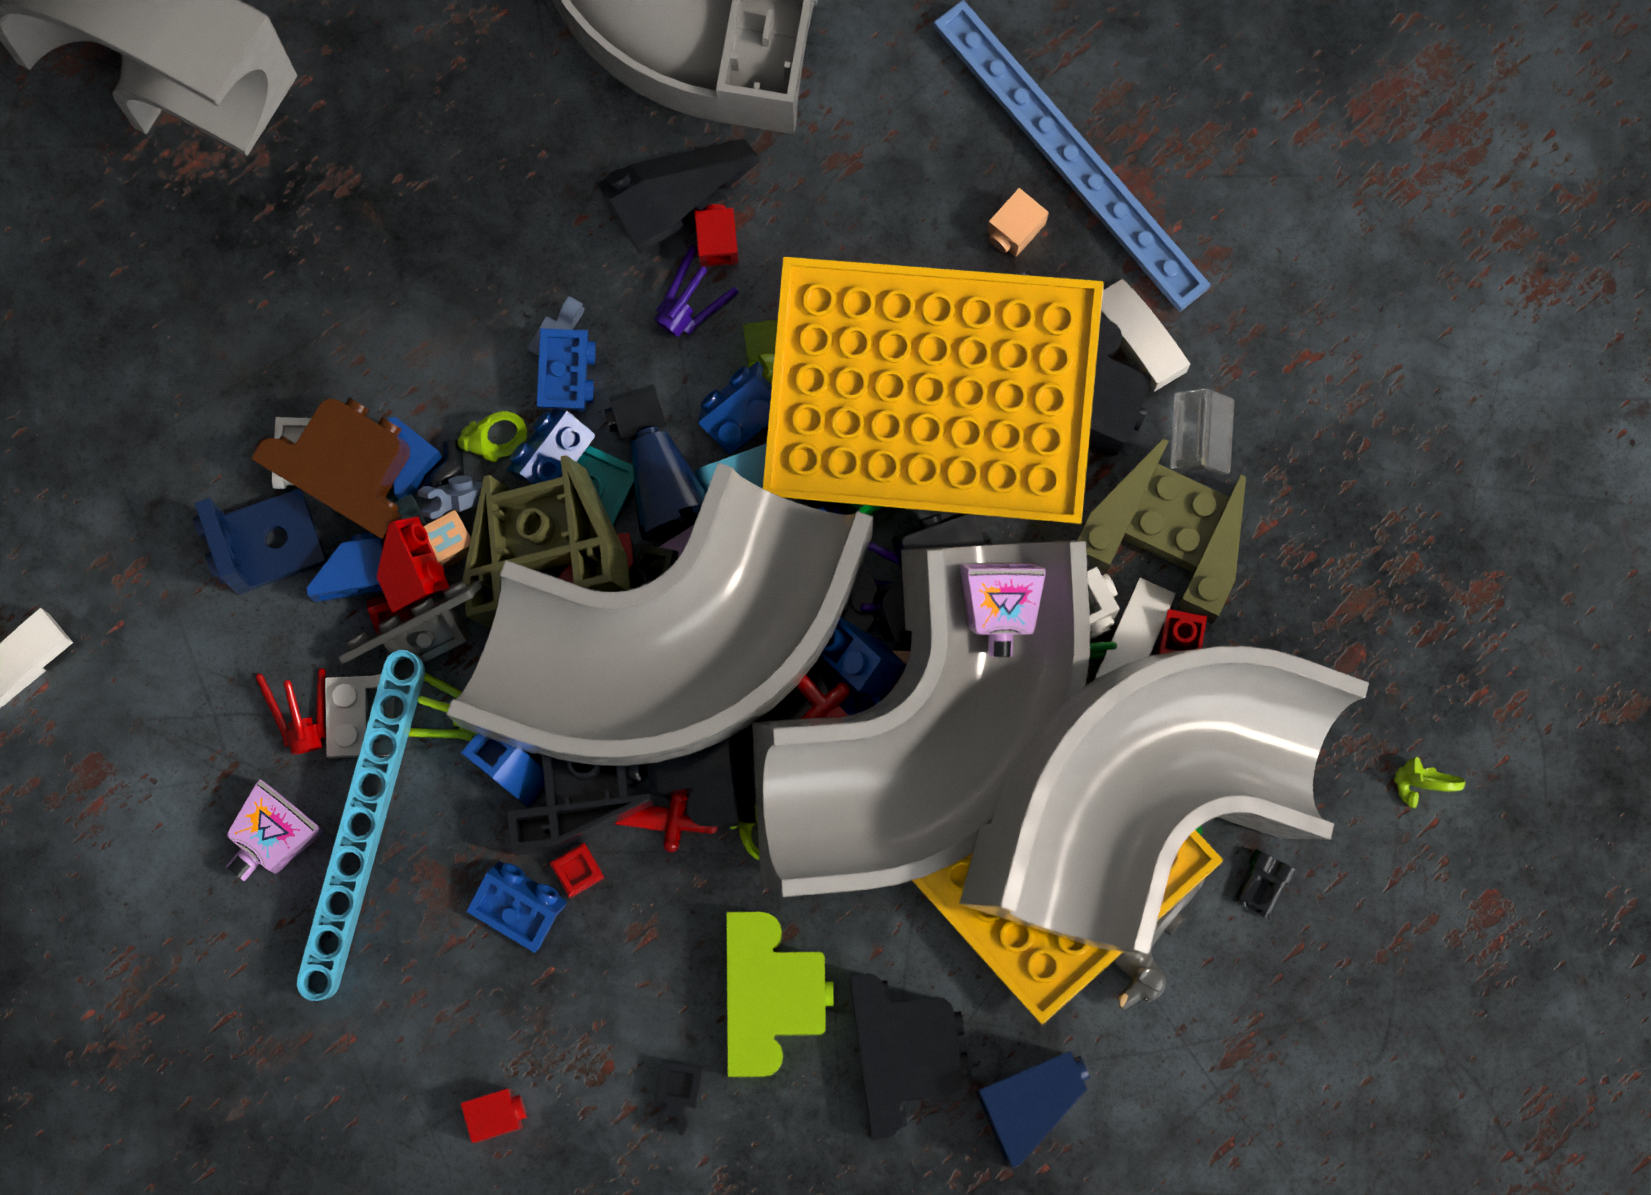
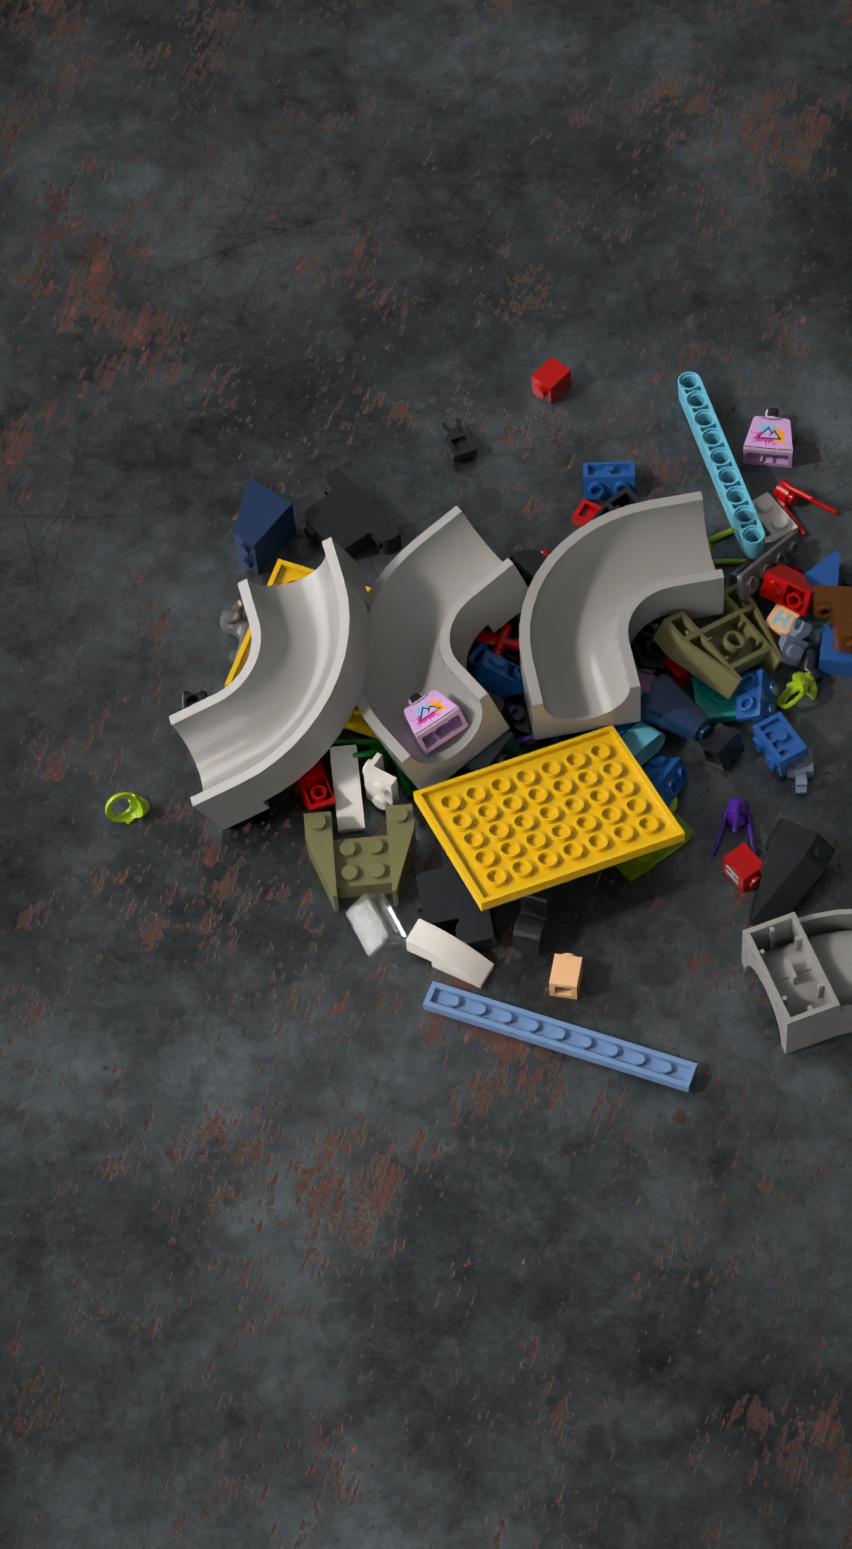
camera: 155 degrees right, 20 degrees down
(769, 994) = (432, 497): lime brick -> none

